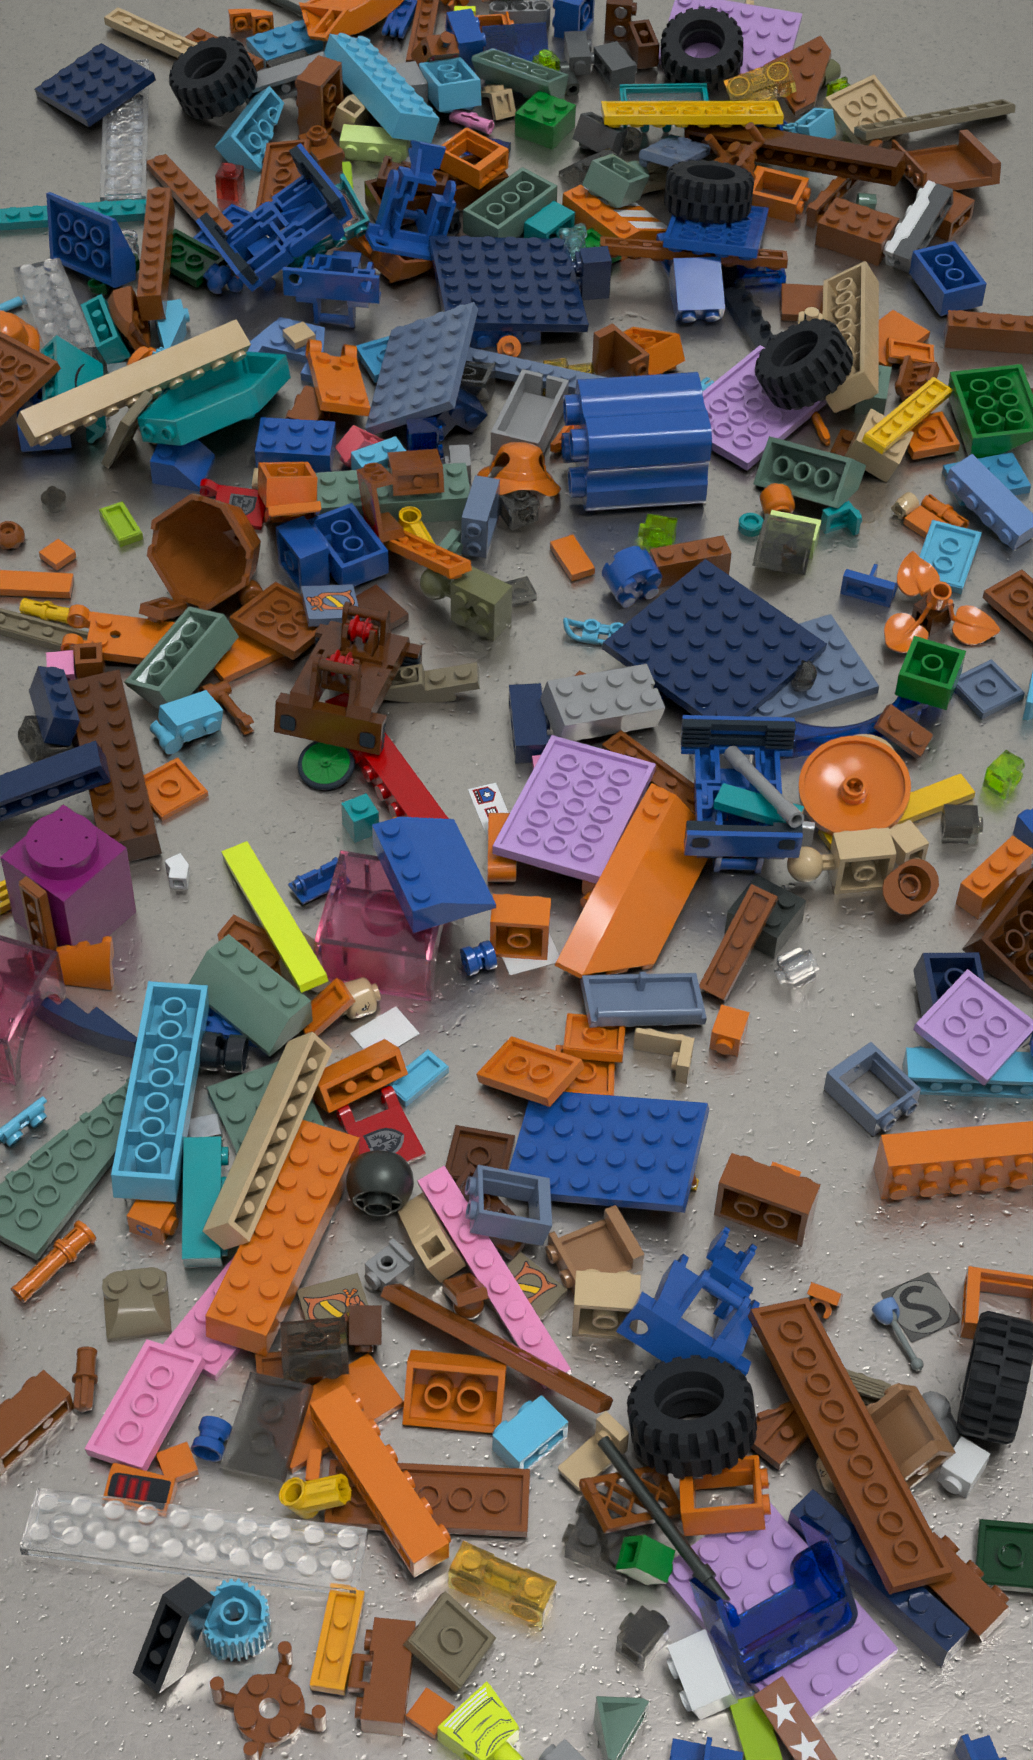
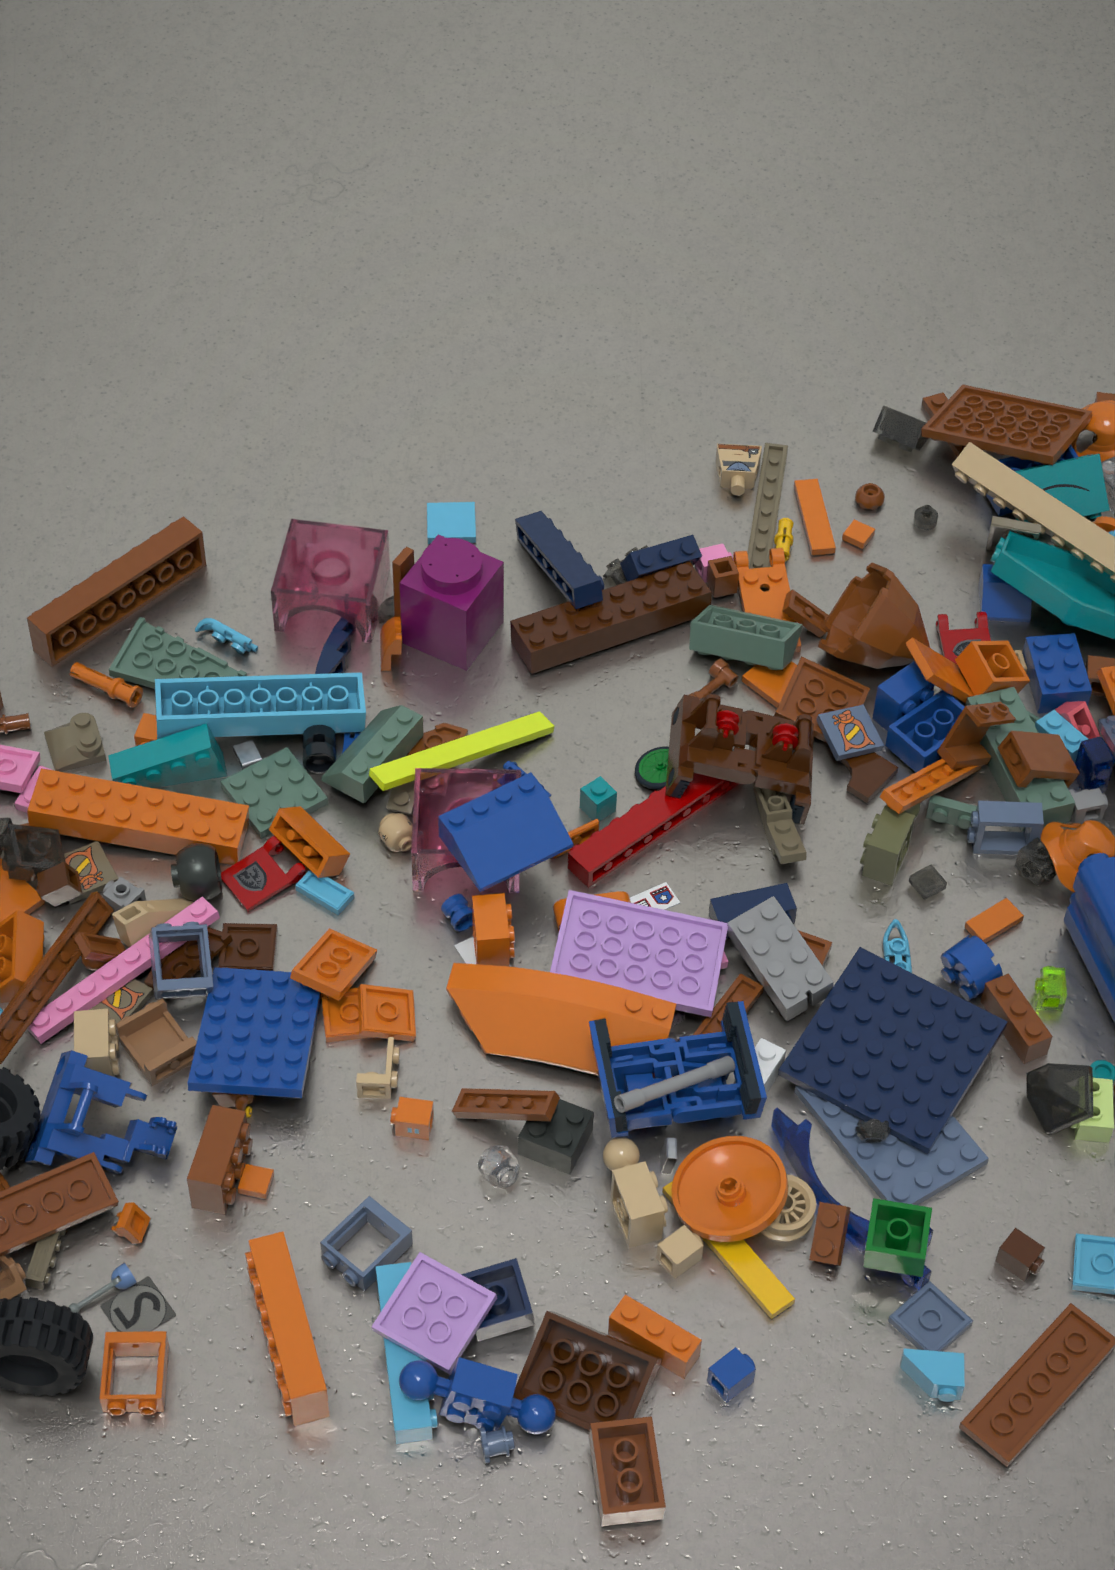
camera: 80 degrees right, 0 degrees up
(121, 524) = (916, 569): lime tile -> none
(173, 789) = (606, 667): orange tile -> none
(178, 872) = (511, 687): white piece -> none
(186, 720) = (679, 657): medium azure hinge -> none
(249, 592) = (856, 672): dark orange piece -> none
(267, 1142) = (219, 782): tan brick -> none
(329, 1006) = (377, 808): orange tile -> none
(389, 1026) = (372, 863): white sticker -> none
(410, 520) = (976, 784): yellow piece -> none
(643, 999) = (435, 1044): sand blue container -> none
(748, 805) = (658, 1067): teal tile -> none
(868, 587) = (1046, 1194): blue panel -> none
(910, 886) = (615, 1252): dark orange piece -> none
(919, 577) = (983, 1227): orange plant -> none
(960, 824) = (720, 1300): clear smoke brick -> none
(1004, 773) = (804, 1339): clear neon green brick -> none

